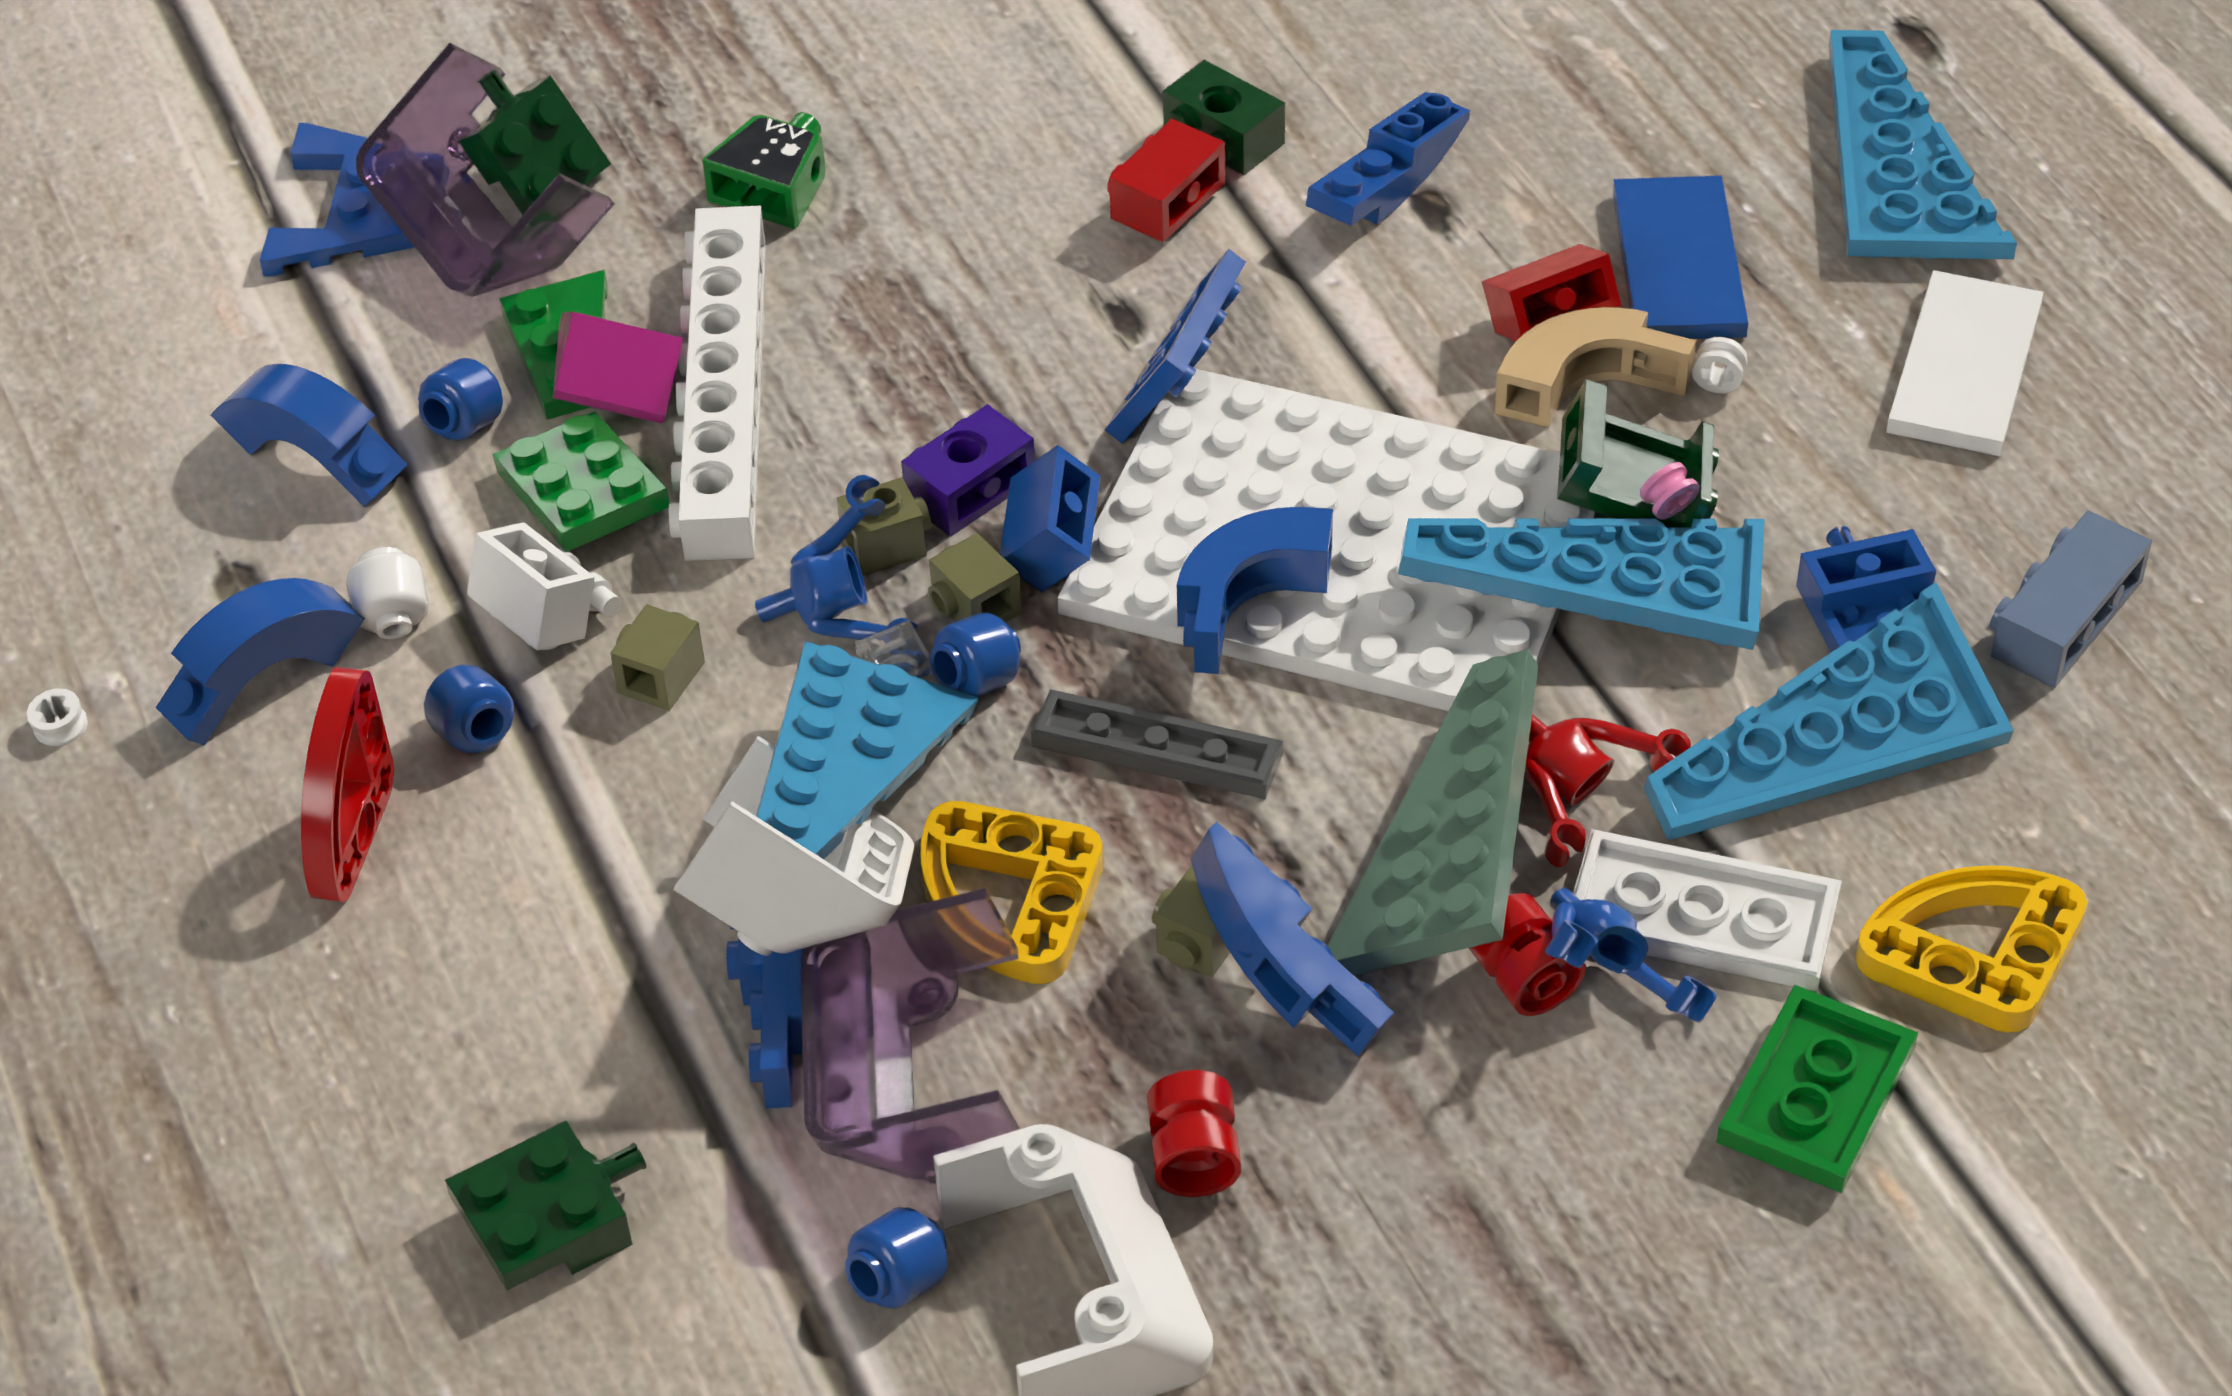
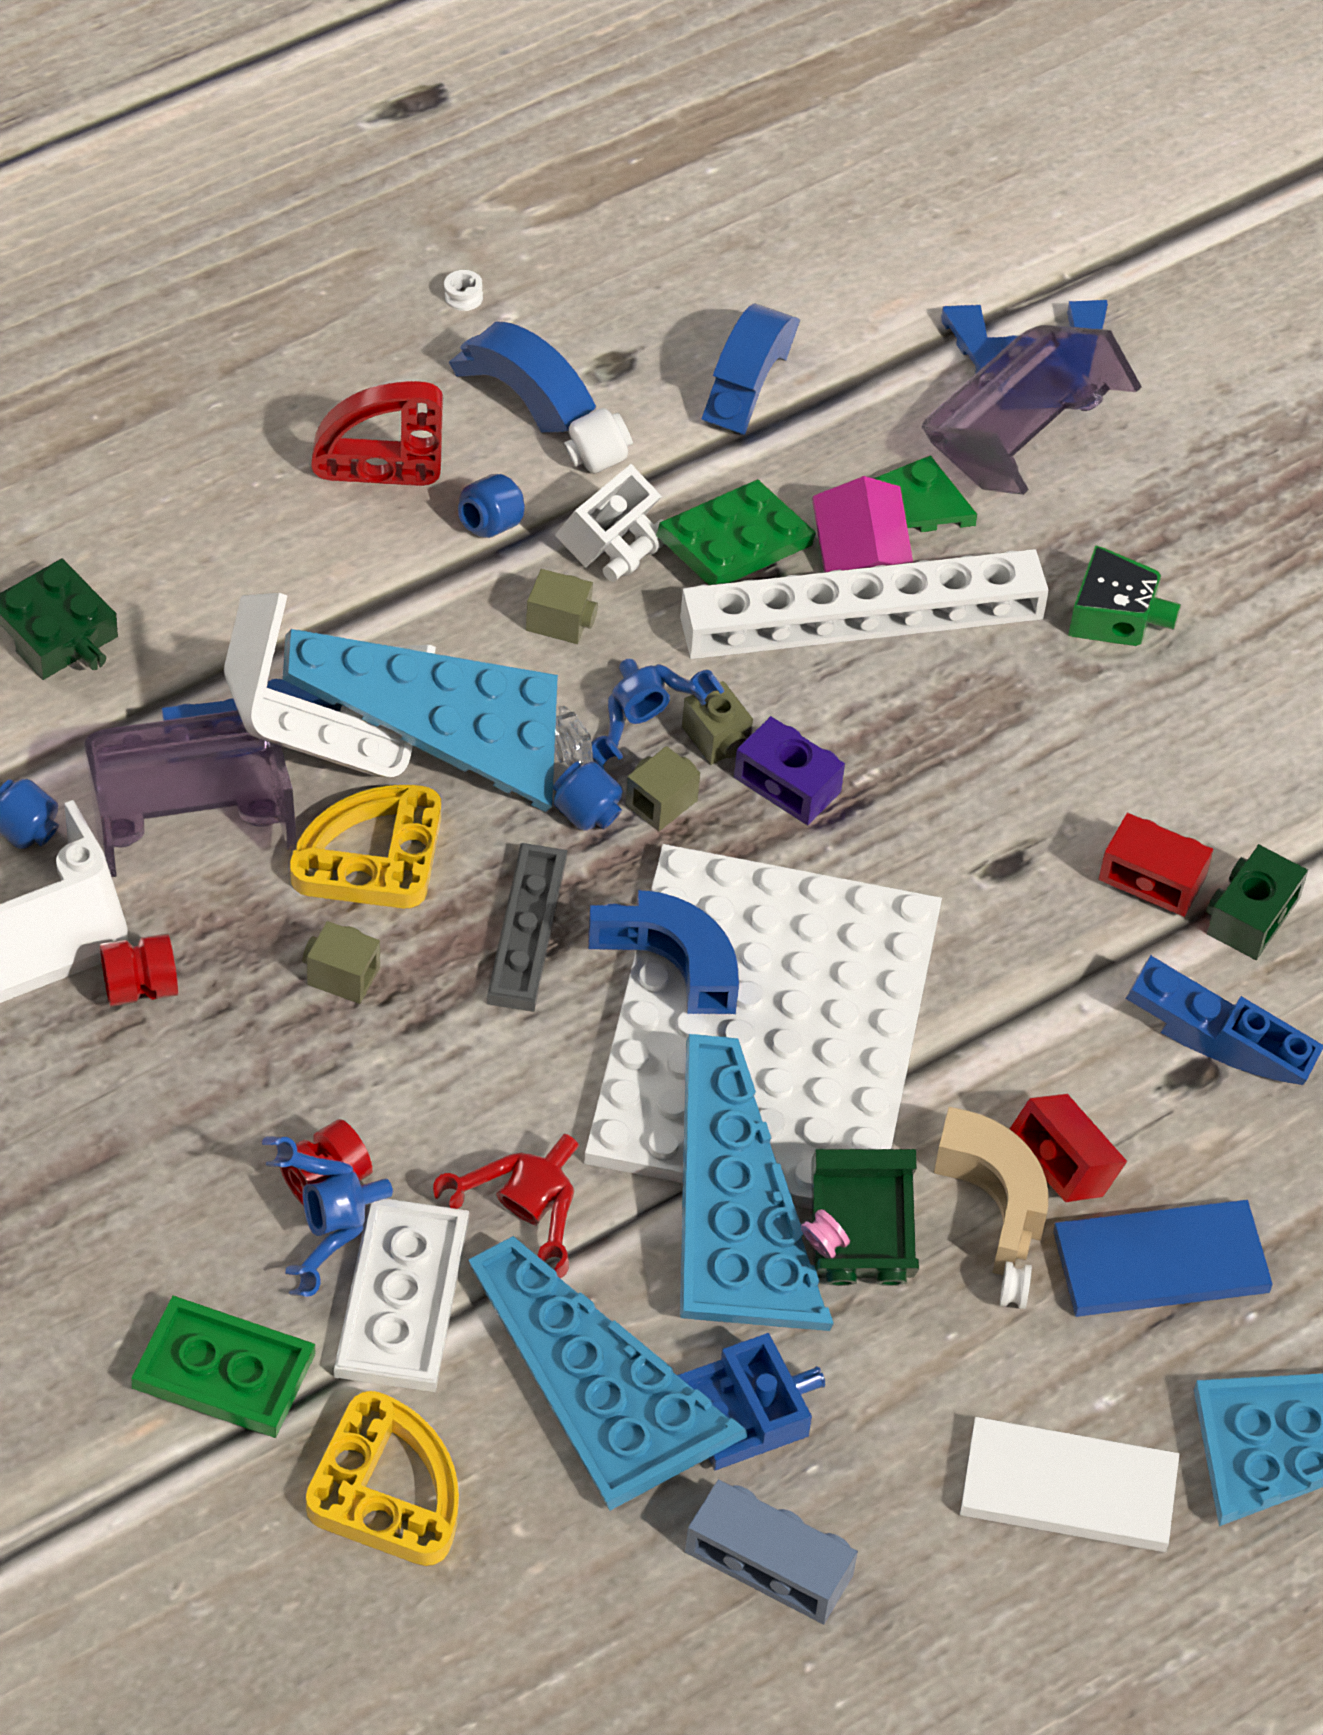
camera: 75 degrees right, 5 degrees up
(460, 399) = (808, 448): blue head -> none
(531, 140) = (1090, 439): dark green plate -> none
(1050, 518) = (733, 822): blue brick -> none
(1182, 347) = (948, 889): blue wing -> none
(1262, 930) = (310, 978): blue slope -> none
(1451, 845) = (398, 1096): sand green wing -> none

